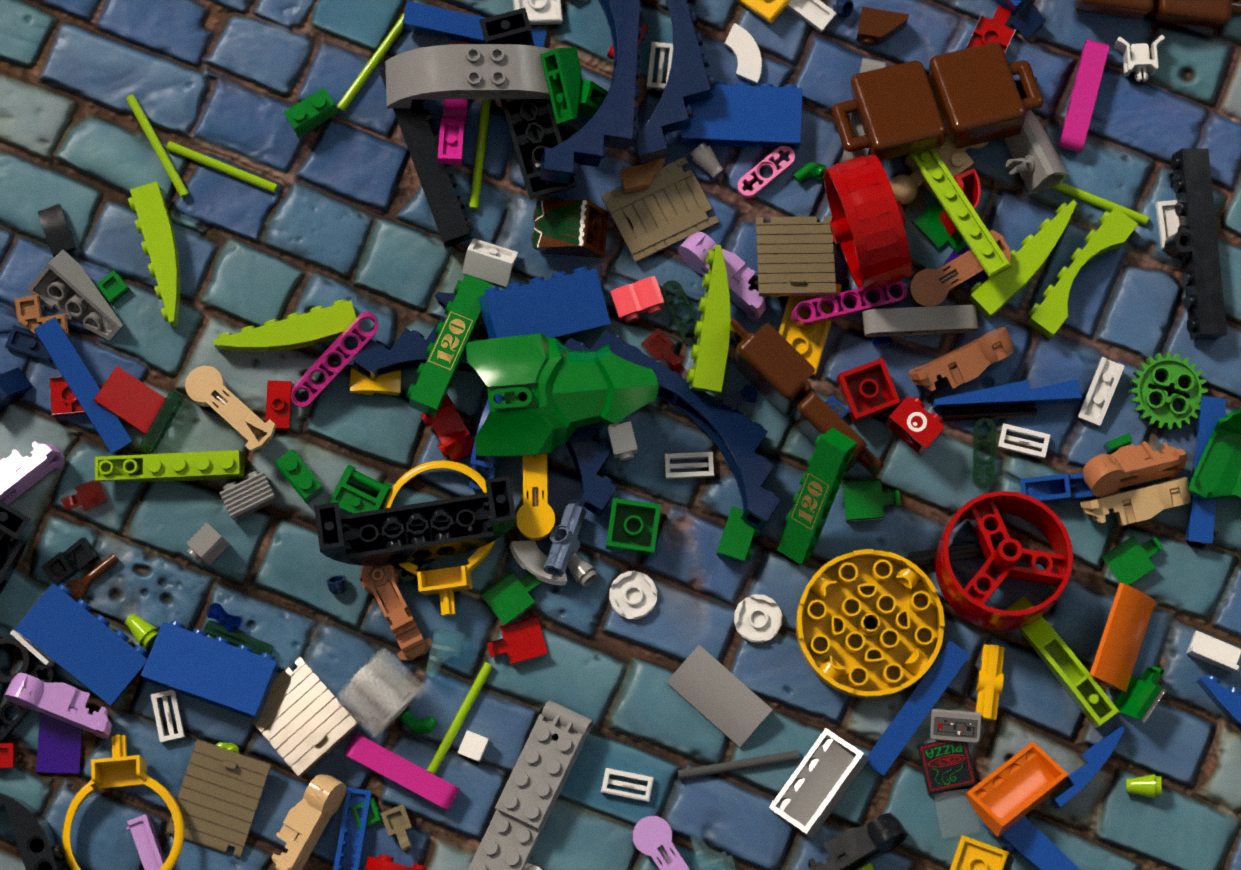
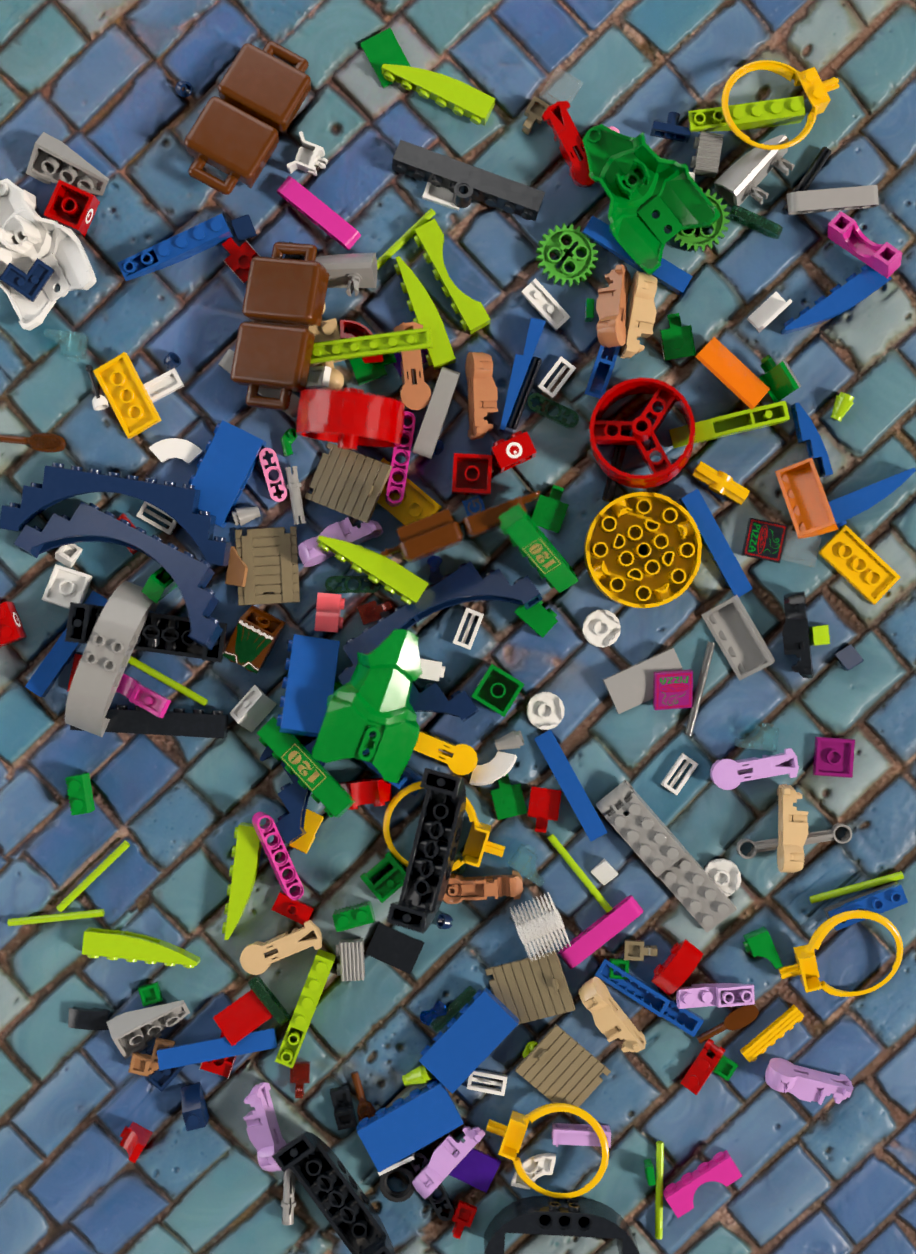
camera: 65 degrees left, 10 degrees up
(88, 816) = (535, 1167): none -> white tile
(206, 544) = (376, 1005): light grey brick -> none
(281, 541) = (394, 948): none -> black piece
(371, 65) = (63, 733): lime piece -> none
(418, 726) = (572, 906): green arm -> none
(559, 661) = (570, 785): none -> blue slope
(563, 81) = (139, 597): green slope -> none
(564, 540) = (486, 744): sand blue piece -> none
(723, 731) = (672, 689): none -> magenta tile
(754, 205) = (295, 495): none -> light grey pin
(879, 25) = (198, 341): reddish brown slope -> none
(898, 170) = (318, 377): none -> white tile
(955, 725) = (742, 521): slope -> none

